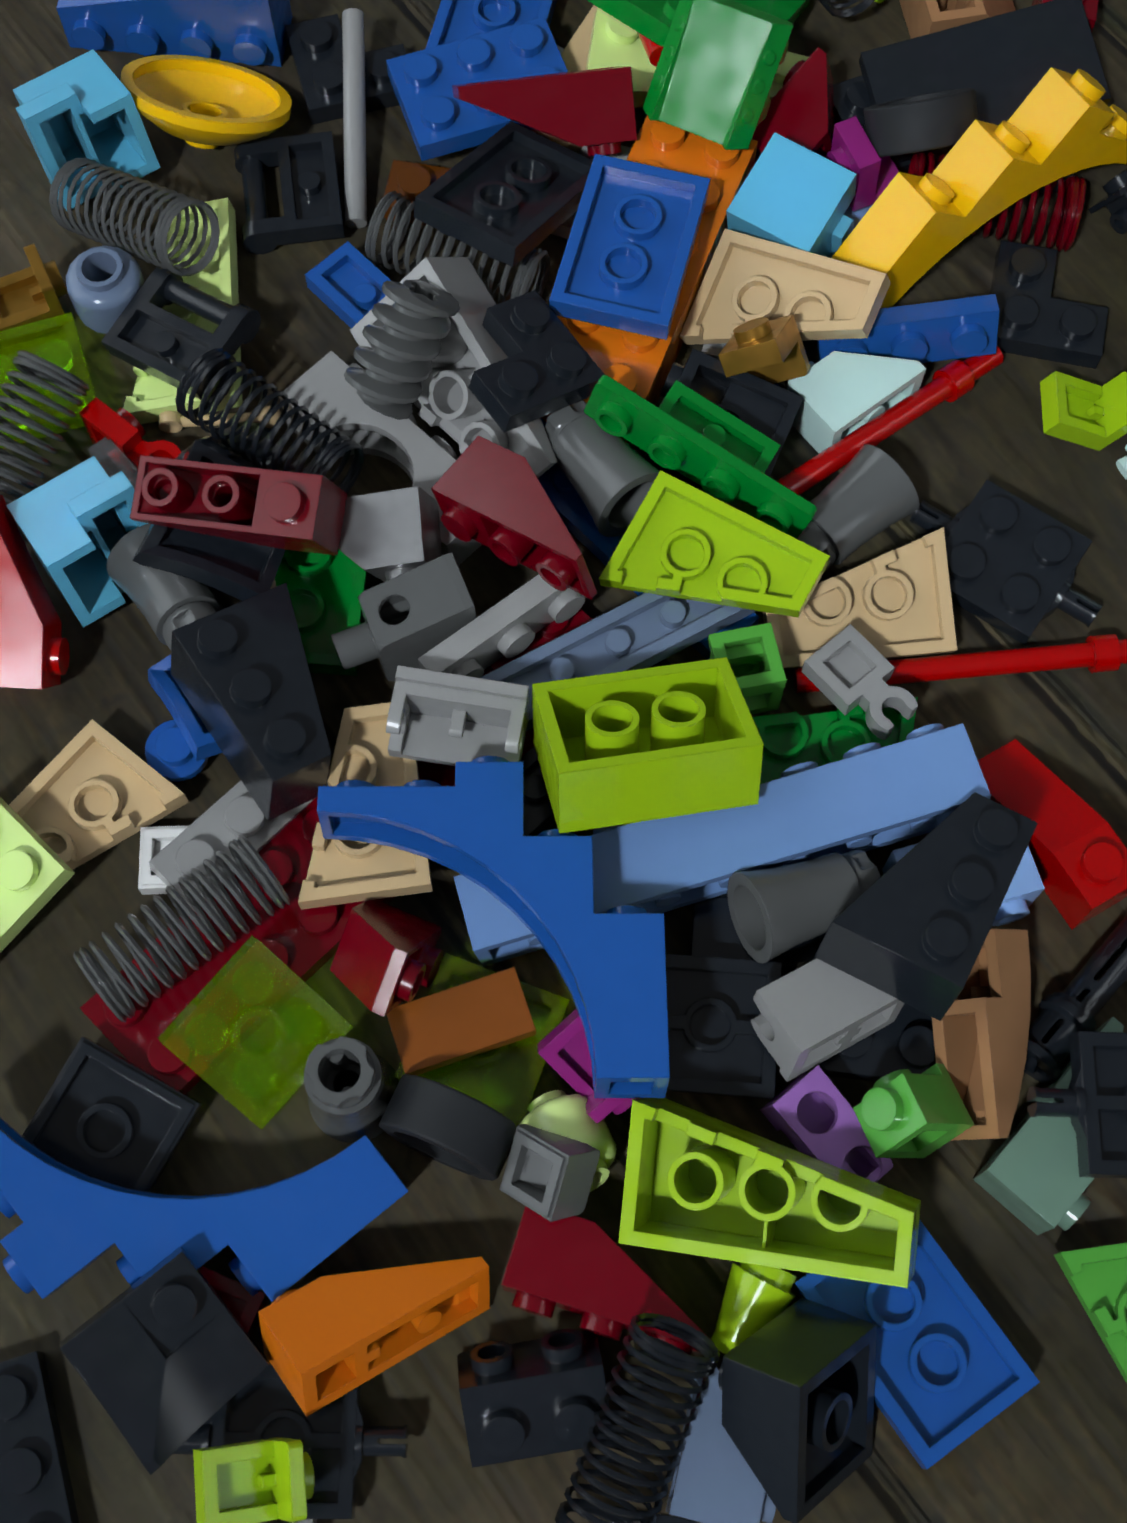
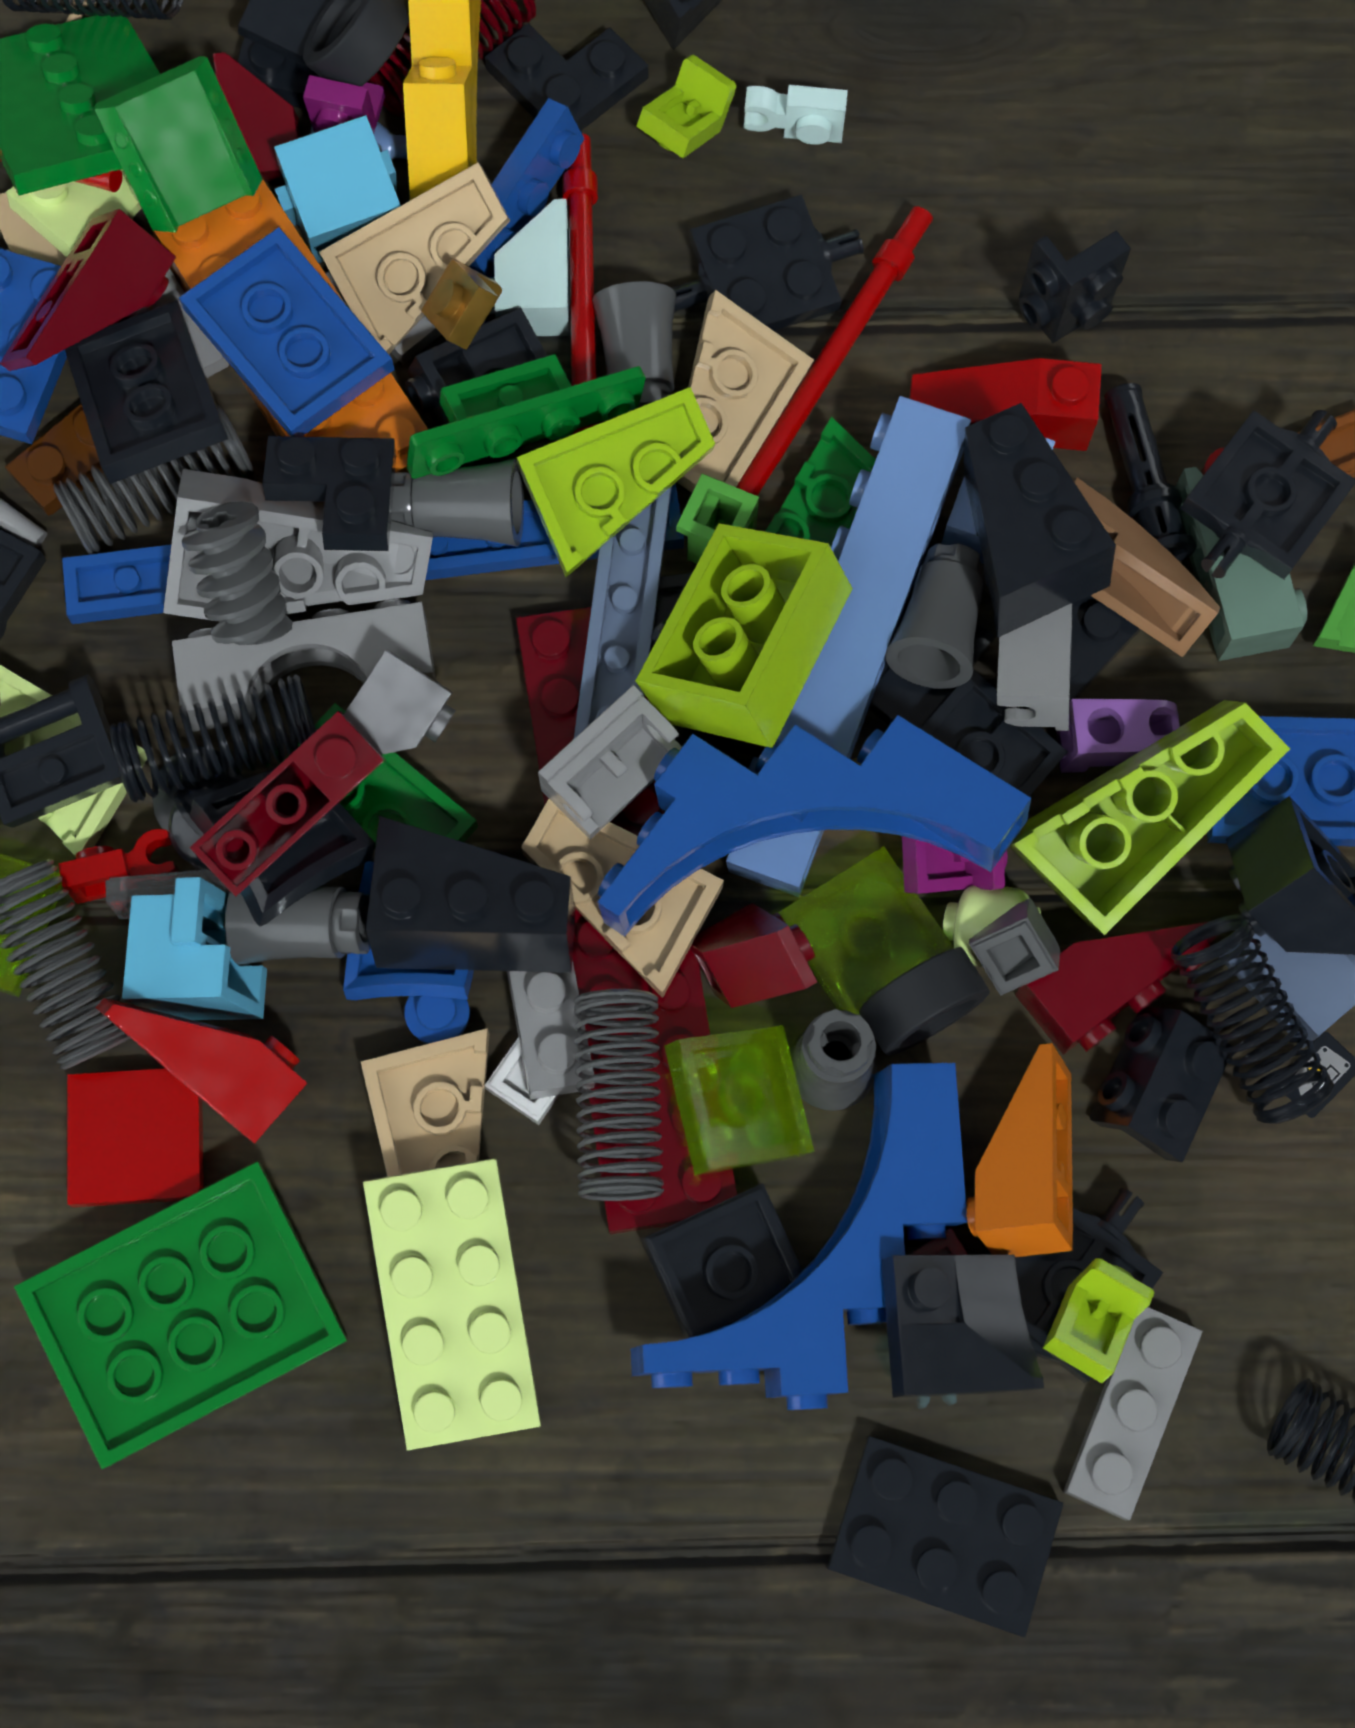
camera: 55 degrees left, 5 degrees up
(173, 421) = (117, 818): tan hinge -> none
(407, 617) = (488, 725): dark grey torso -> none
(461, 1022) = (848, 935): dark orange tile -> none
(501, 504) = (456, 595): dark red slope -> none
(502, 629) = (547, 672): light grey plate -> none
(750, 1301) = (1205, 880): lime cone -> none
(856, 674) = (781, 447): light grey plate -> none
(912, 1113) = (1152, 659): bright green brick -> none

